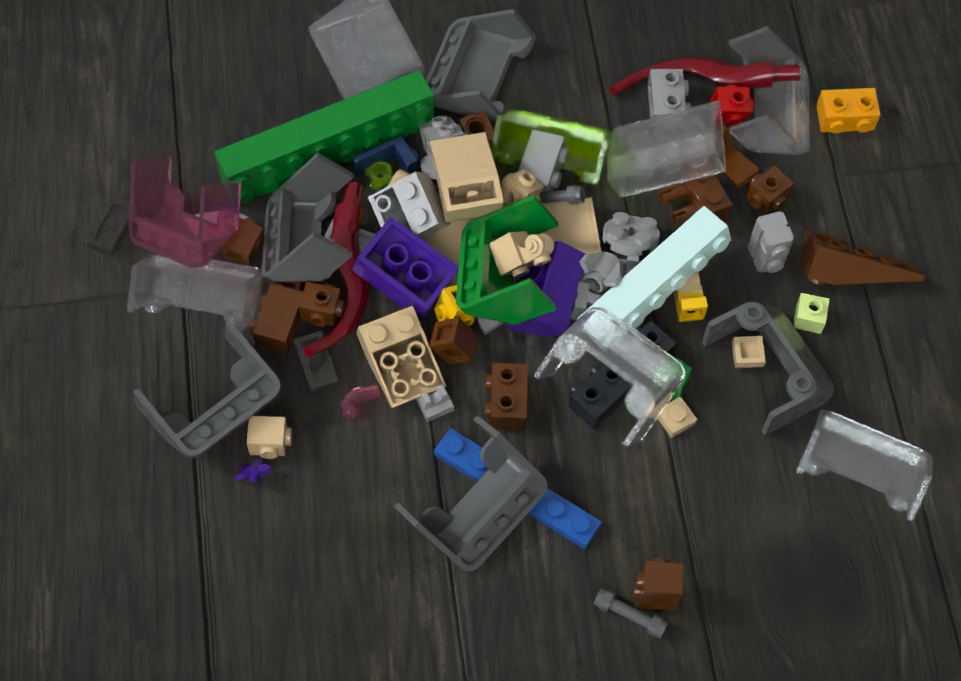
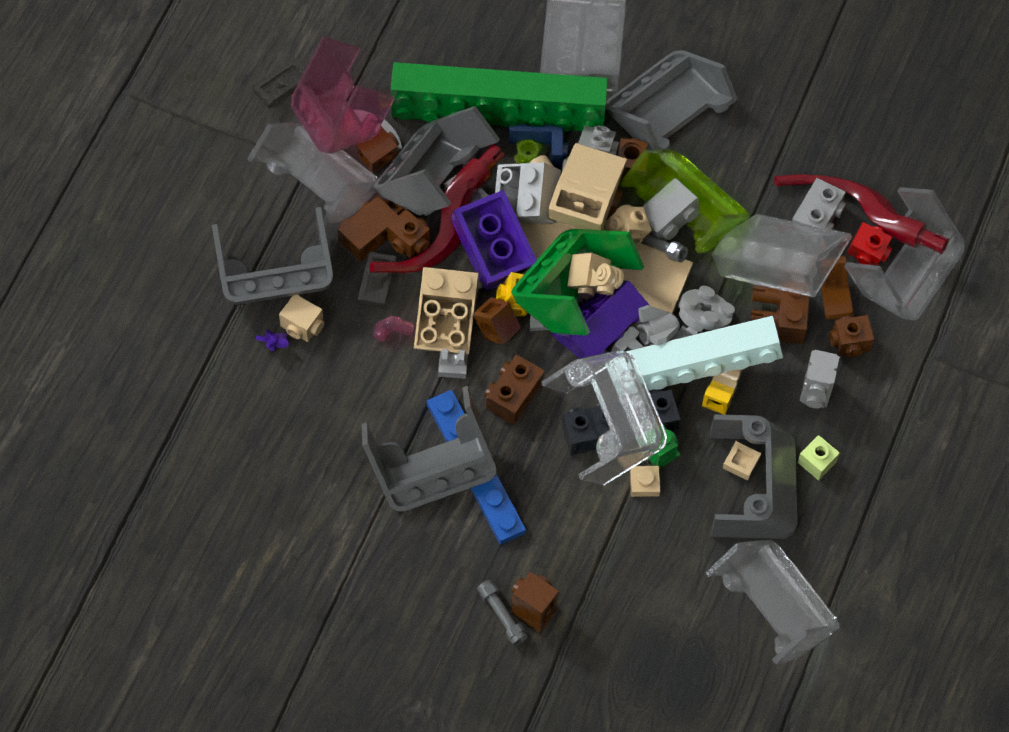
camera: 30 degrees right, 0 degrees up
(835, 263) = (870, 427): reddish brown wedge -> none
(848, 110) = (974, 303): light orange brick -> none

